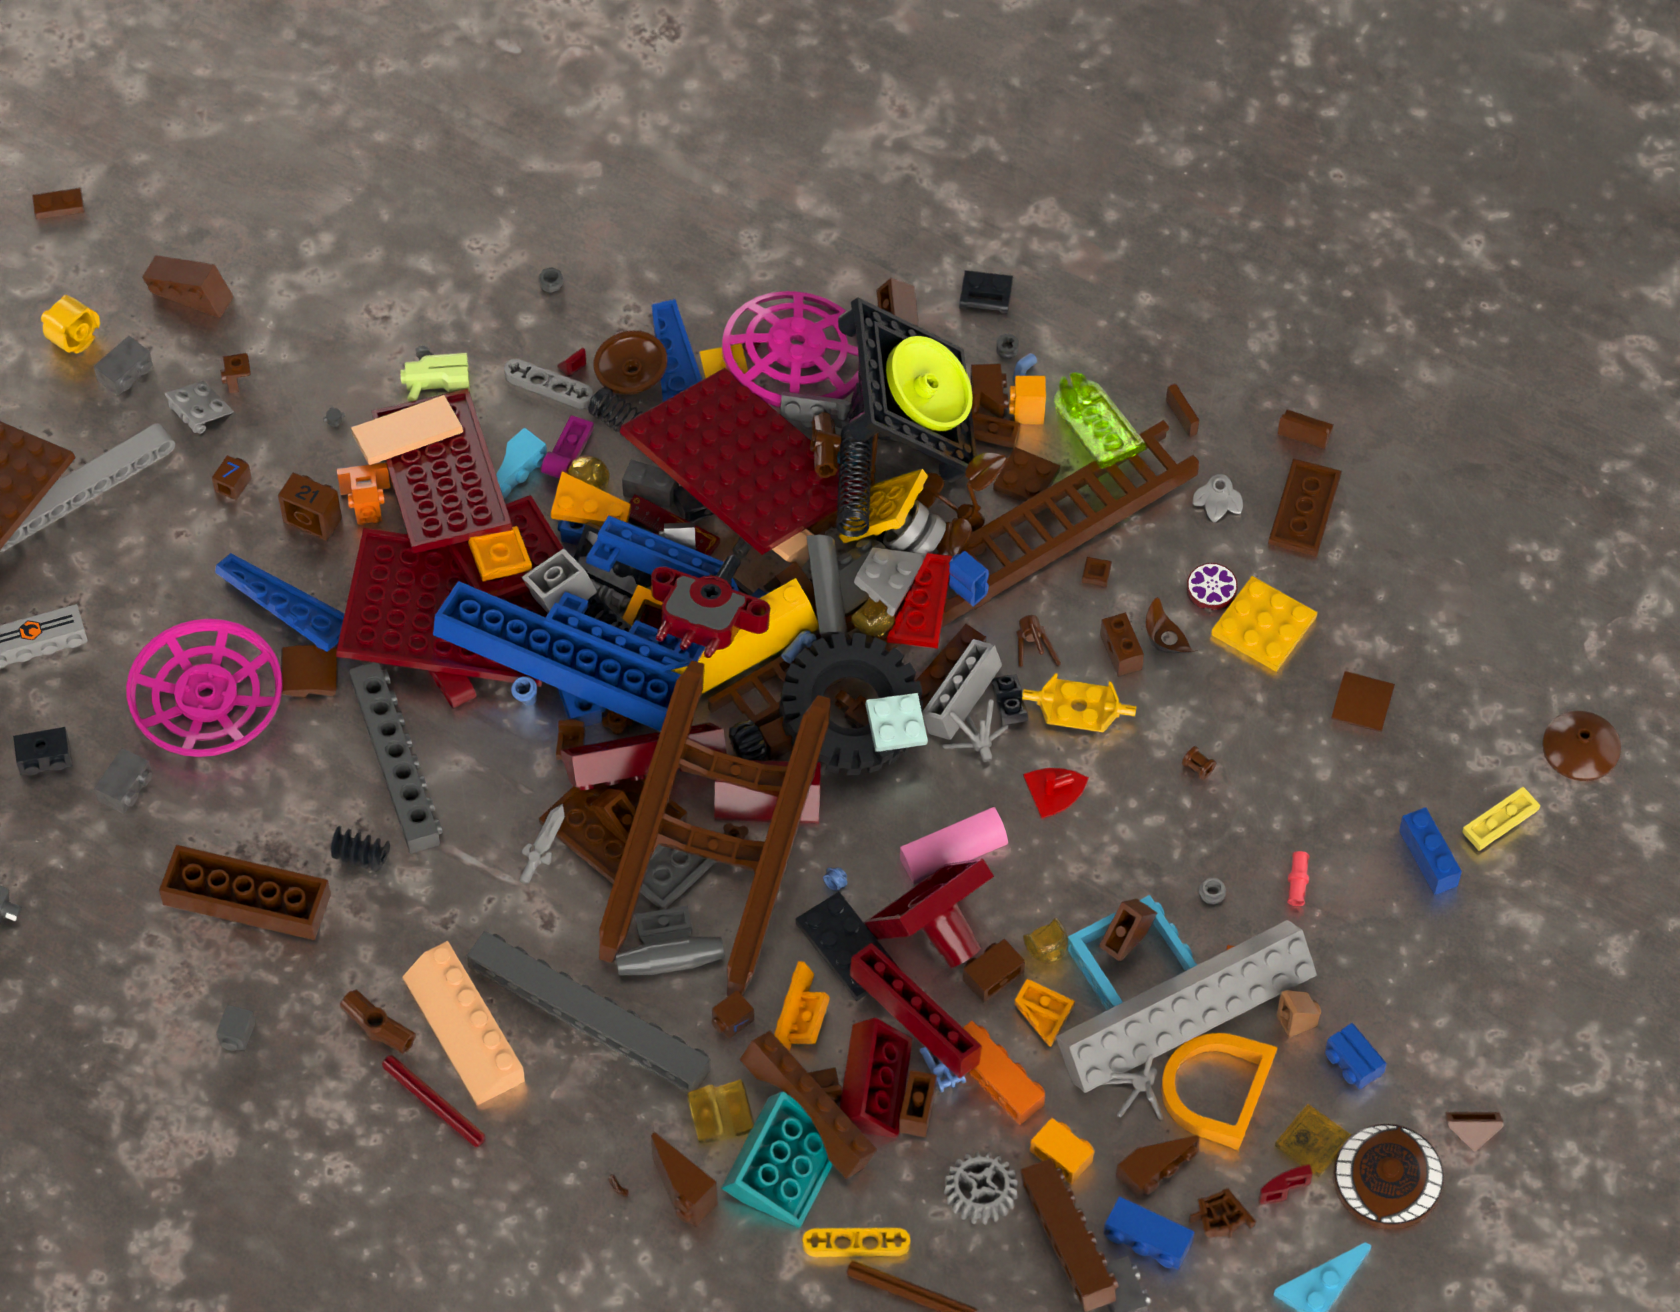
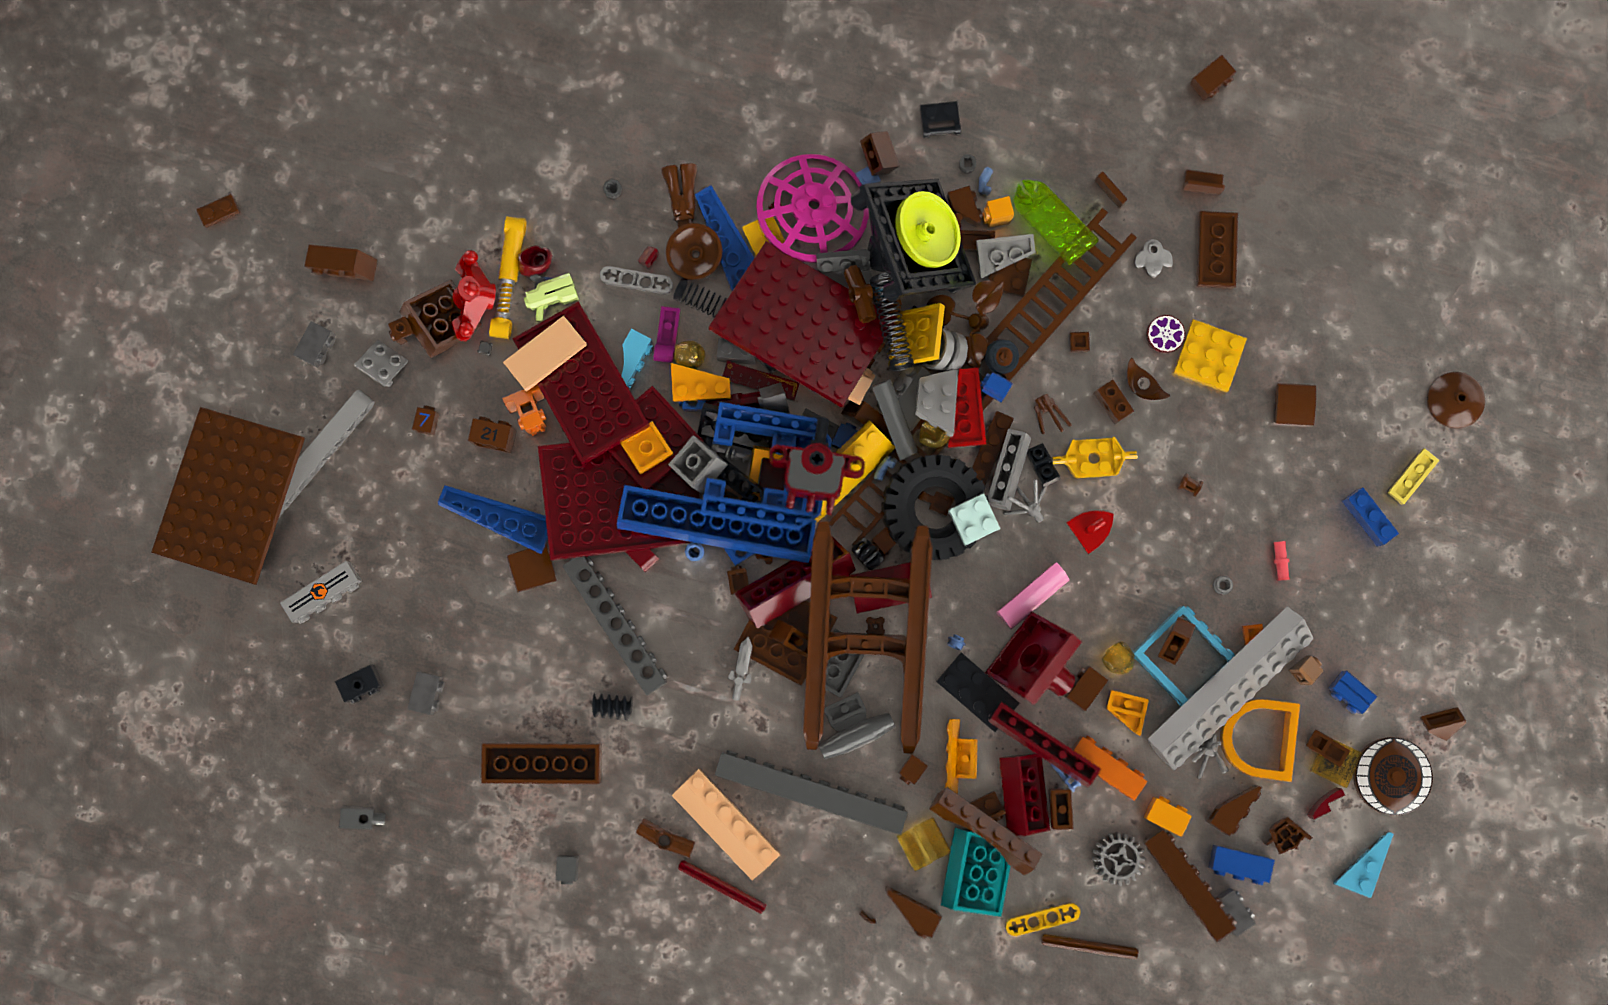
camera: 15 degrees left, 25 degrees up
(70, 324) = (263, 321): yellow brick -> none
(203, 677) = (449, 605): dark pink dish -> none
(288, 370) = (431, 318): none -> reddish brown slope
(337, 354) = (471, 296): none -> red piece
(413, 298) = (514, 232): none -> yellow piece
(427, 332) = (534, 261): none -> dark red hair
(634, 313) = (682, 205): none -> reddish brown piece
(988, 548) = (1002, 356): none -> black wheel
(1026, 443) = (1002, 252): none -> light grey wing
(1303, 1115) = (1327, 748): none -> reddish brown slope
(1346, 316) = (1213, 77): none -> reddish brown brick

